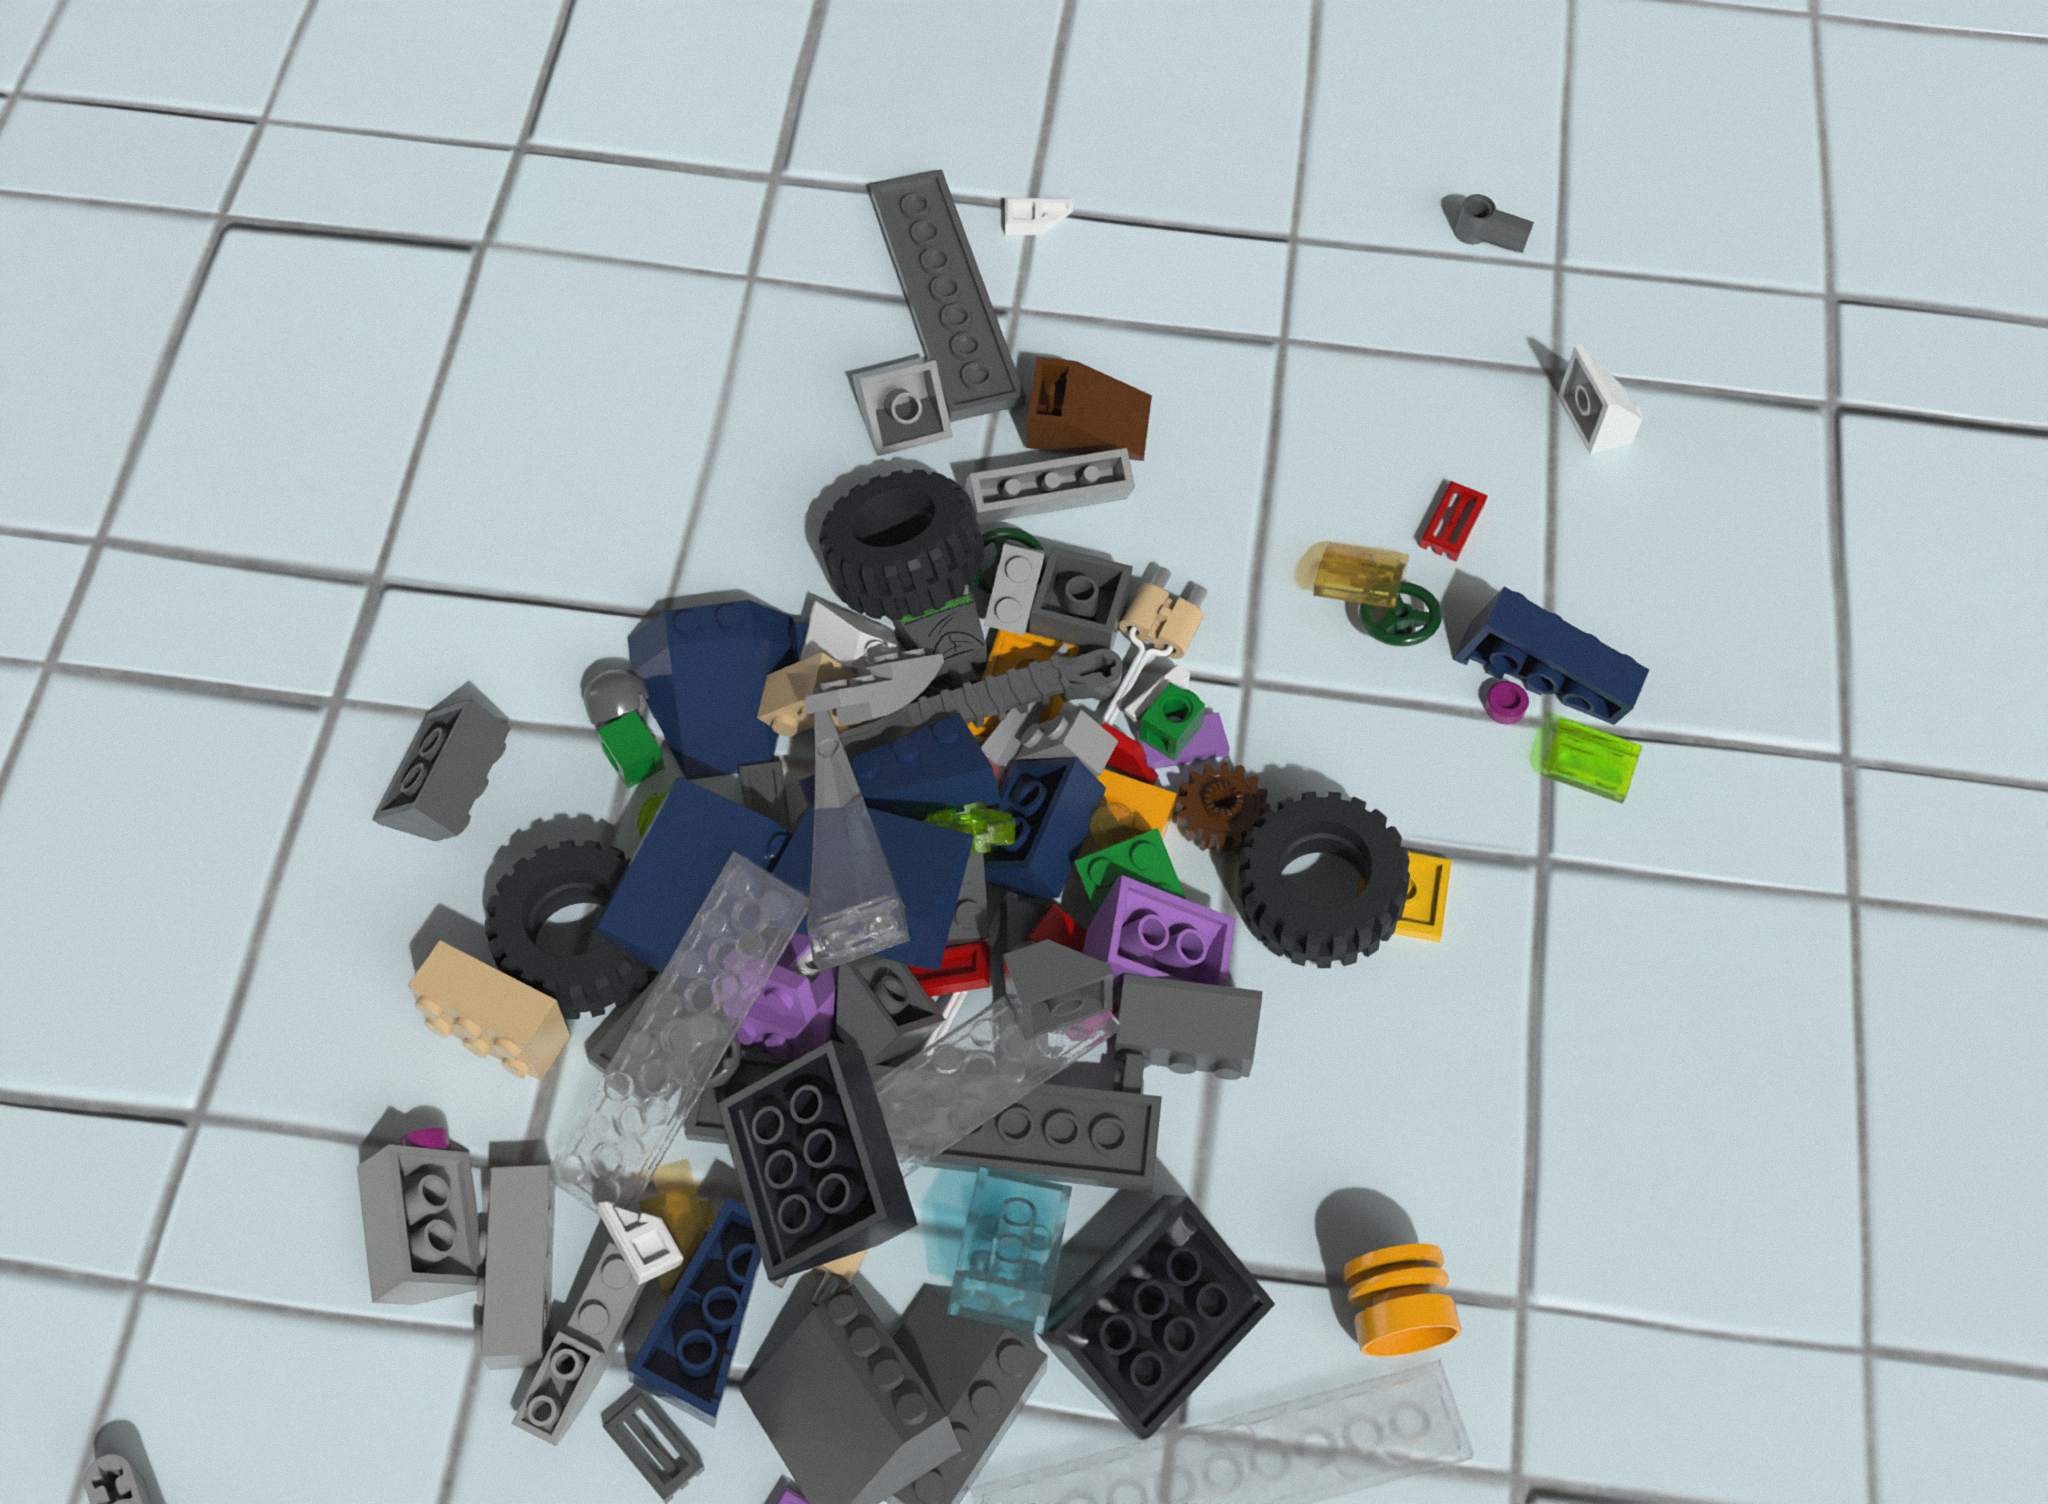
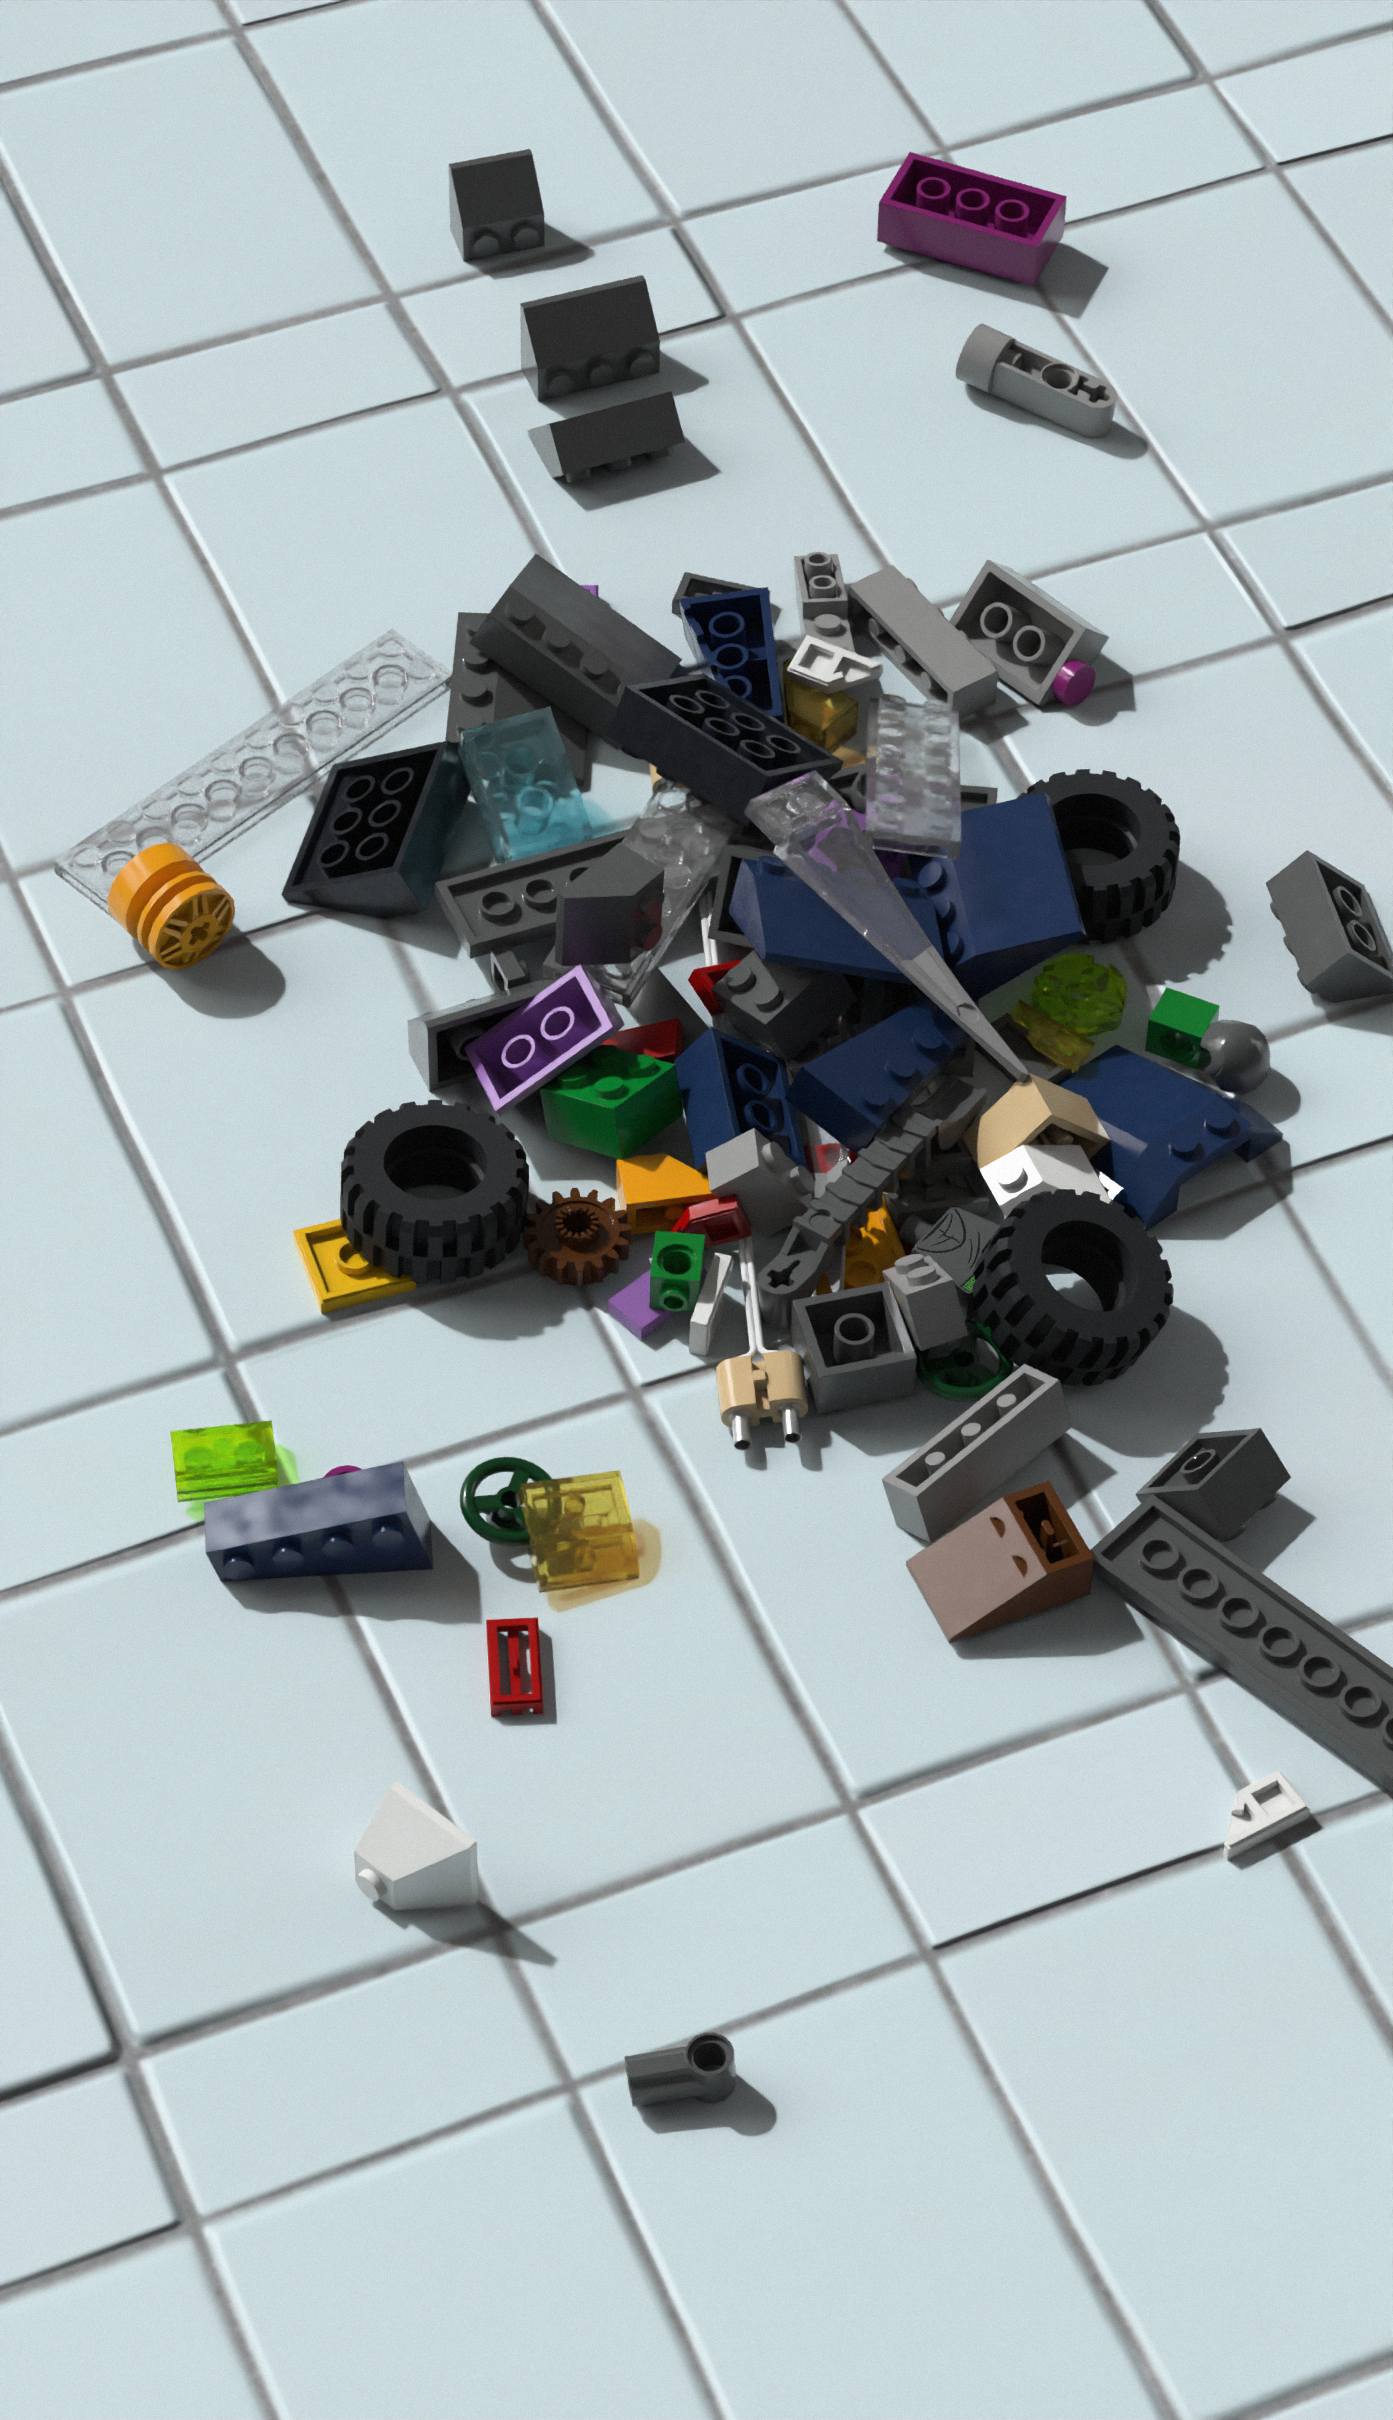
camera: 150 degrees right, 10 degrees down
(489, 1011) = (1123, 743): tan brick -> none
(733, 780) = (1053, 1037): none -> clear yellow tile
(878, 688) = (967, 1097): light grey slope -> none
(985, 824) = (770, 1017): clear neon green plate -> none
(1112, 823) = (667, 1141): clear yellow tile -> none

